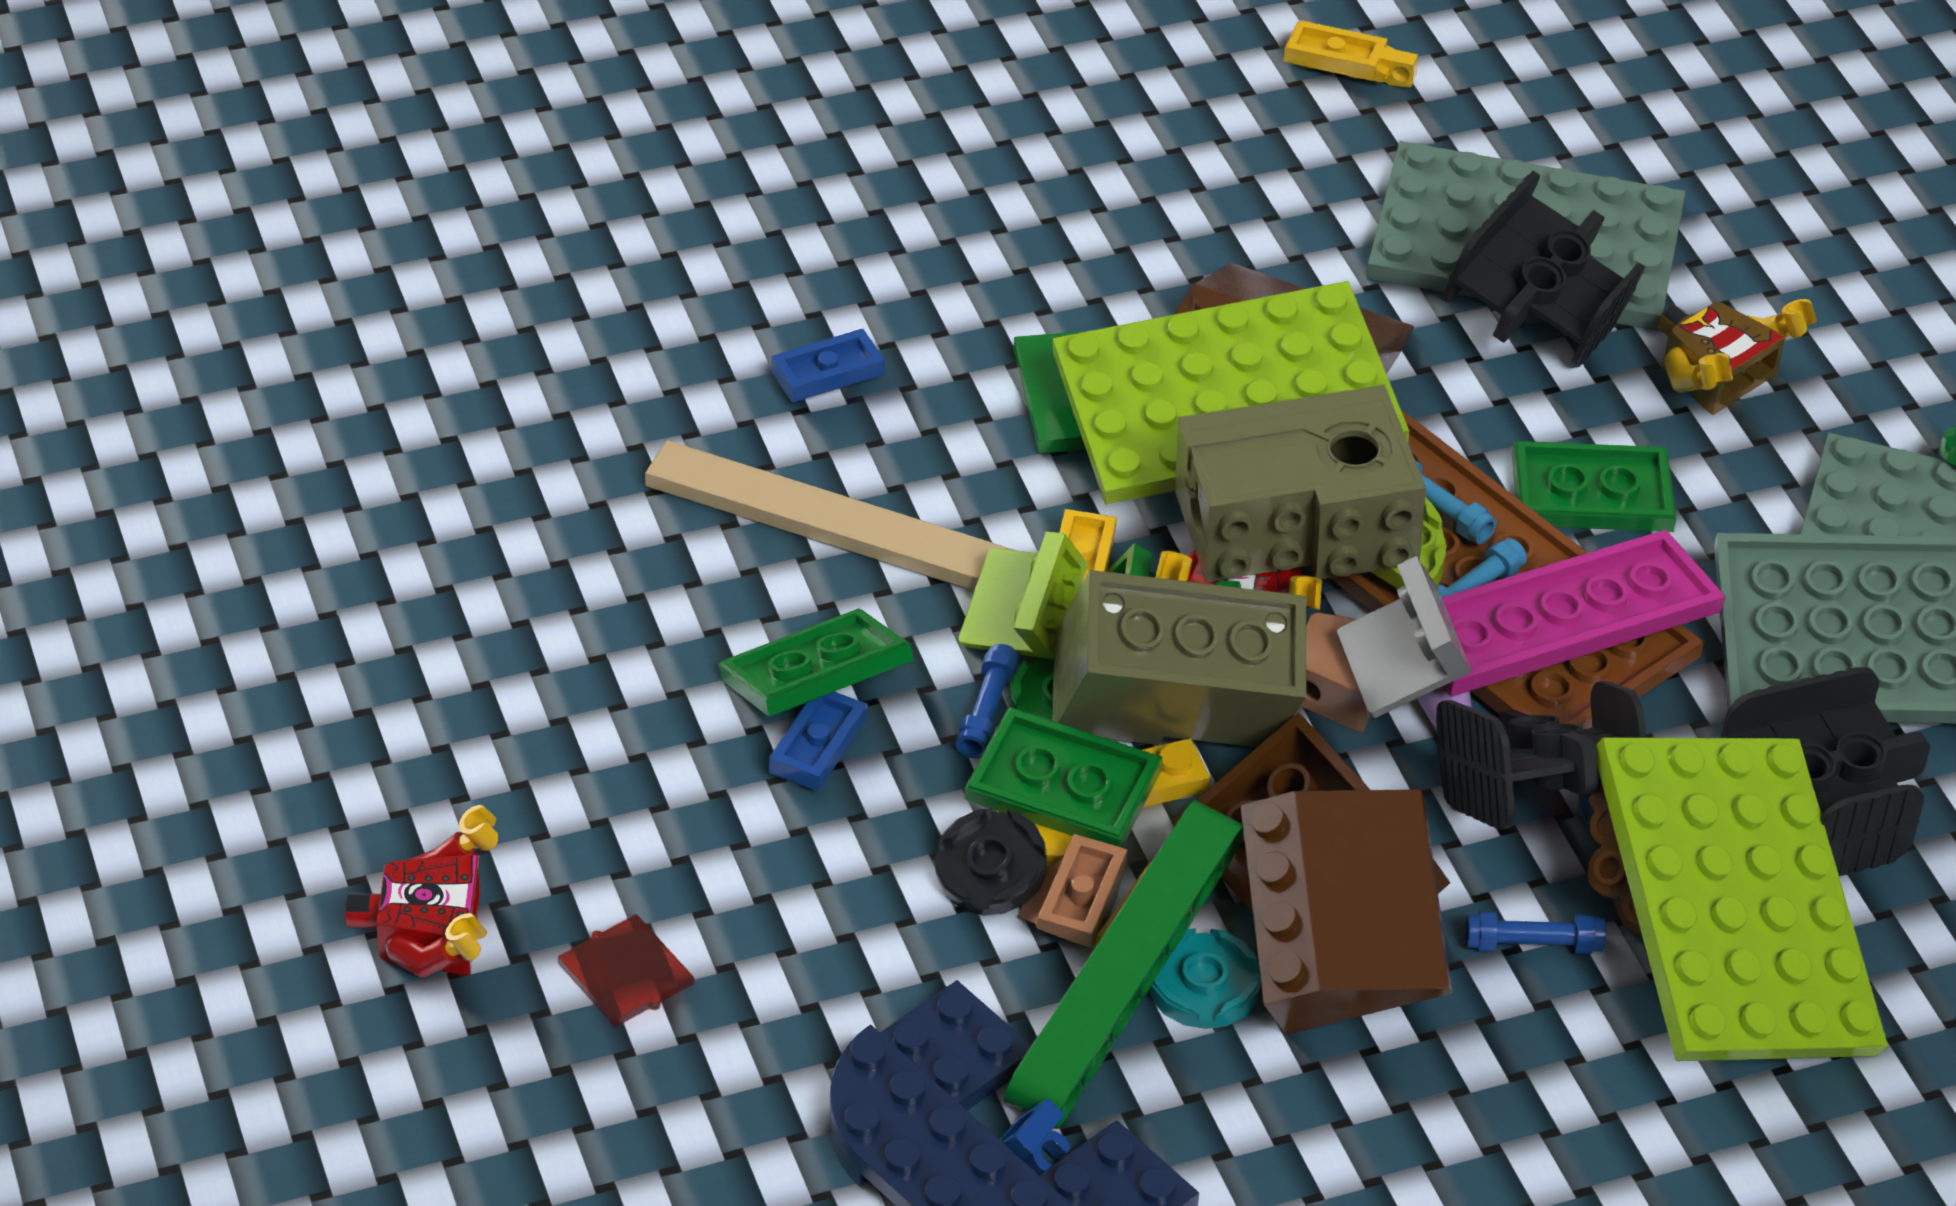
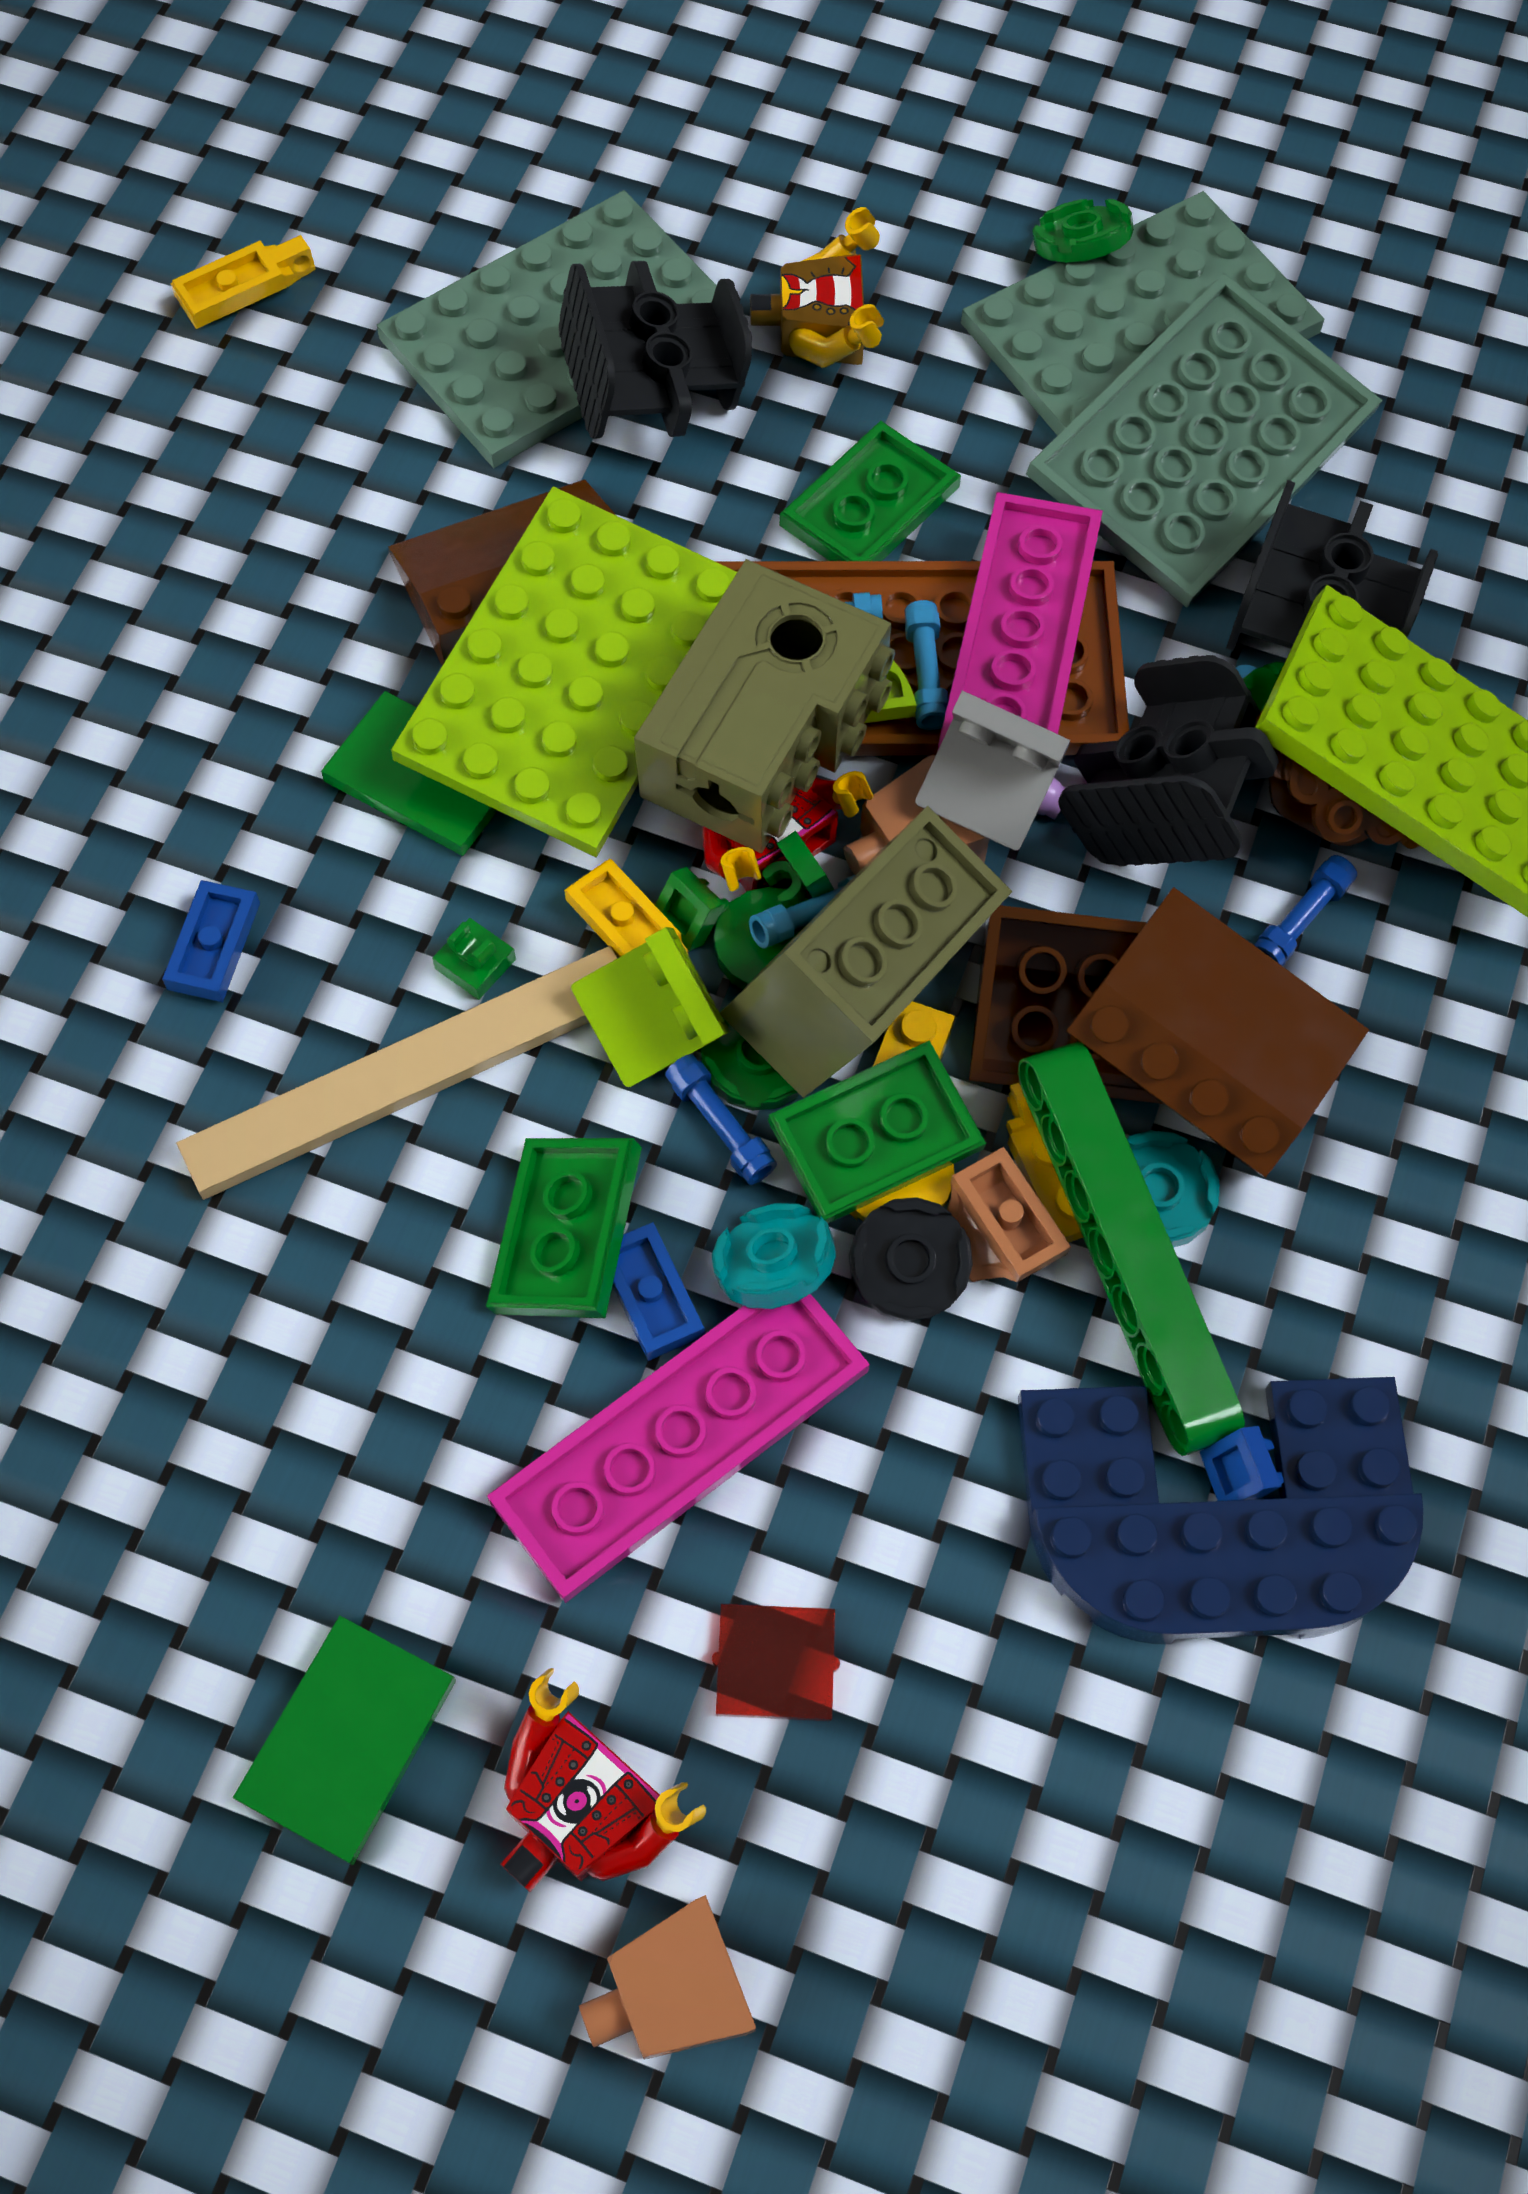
camera: 50 degrees left, 20 degrees up
(354, 1033) = (672, 1988): none -> nougat torso
(358, 779) = (345, 1739): none -> green tile
(733, 815) = (674, 1439): none -> dark pink plate
(911, 784) = (774, 1256): none -> teal tile
(965, 501) = (474, 958): none -> green tile

